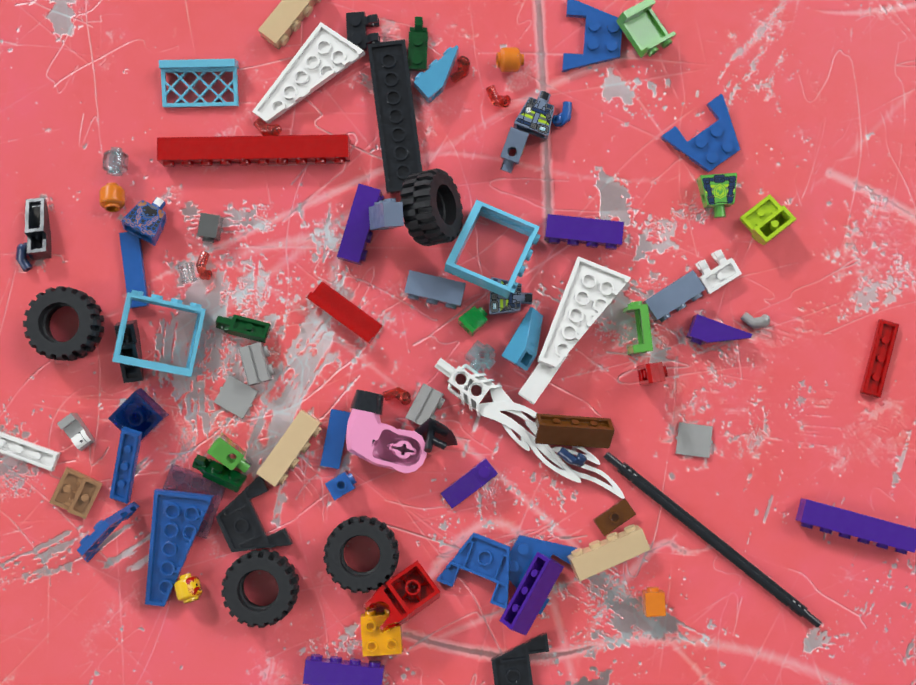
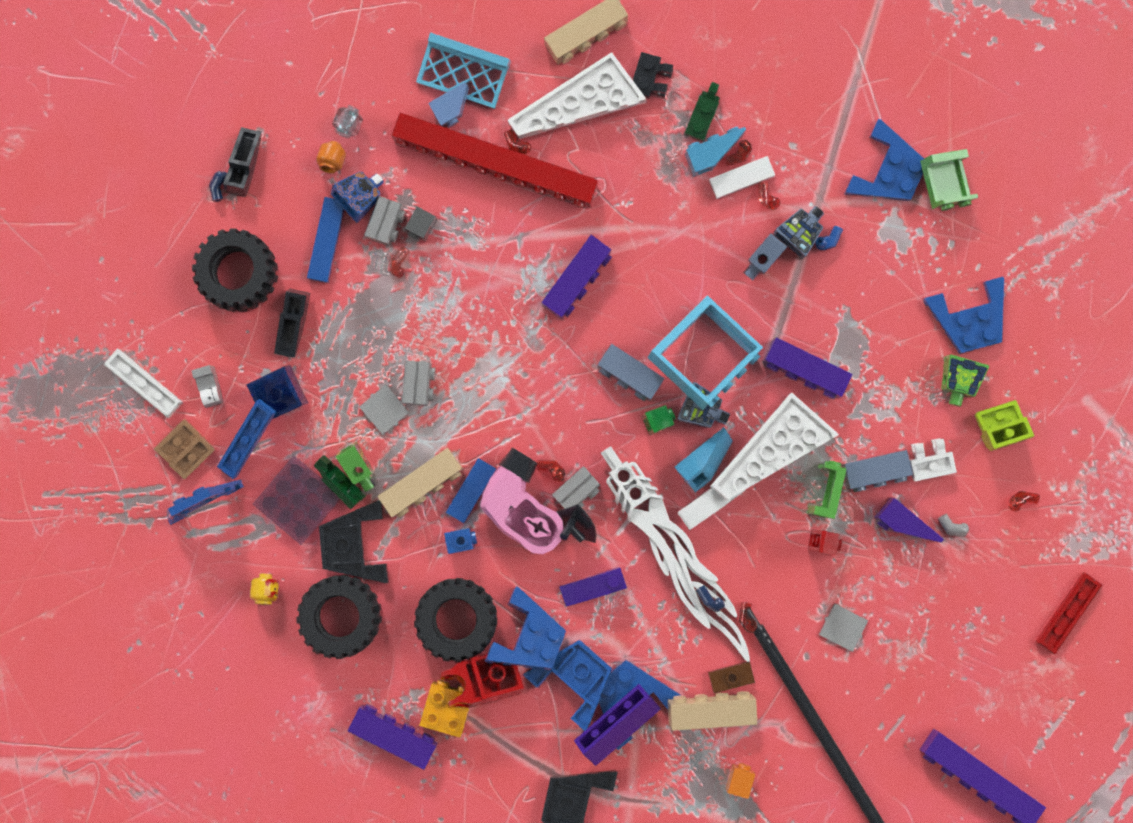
camera: 20 degrees right, 0 degrees up
(173, 530) = (271, 525): blue wing -> none
(174, 304) = (356, 291): medium azure window -> none
(178, 235) = (385, 221): none -> light grey brick
(198, 116) = (450, 106): none -> medium blue slope
(244, 327) = (418, 341): dark green hinge -> none
(345, 312) = (528, 362): red panel -> none
(386, 214) = (608, 278): sand blue brick -> none
(394, 112) = (654, 178): black plate -> none
(431, 207) = (658, 287): black tyre -> none
(438, 546) = (538, 638): none -> blue wing
(470, 89) = (742, 177): none -> white tile
(480, 350) = (654, 453): clear light blue brick -> none
(509, 59) = (794, 162): orange head -> none
(573, 431) = (721, 572): reddish brown panel -> none
(609, 464) = (745, 620): none -> clear red arm
(804, 275) = (1021, 498): none -> clear red arm

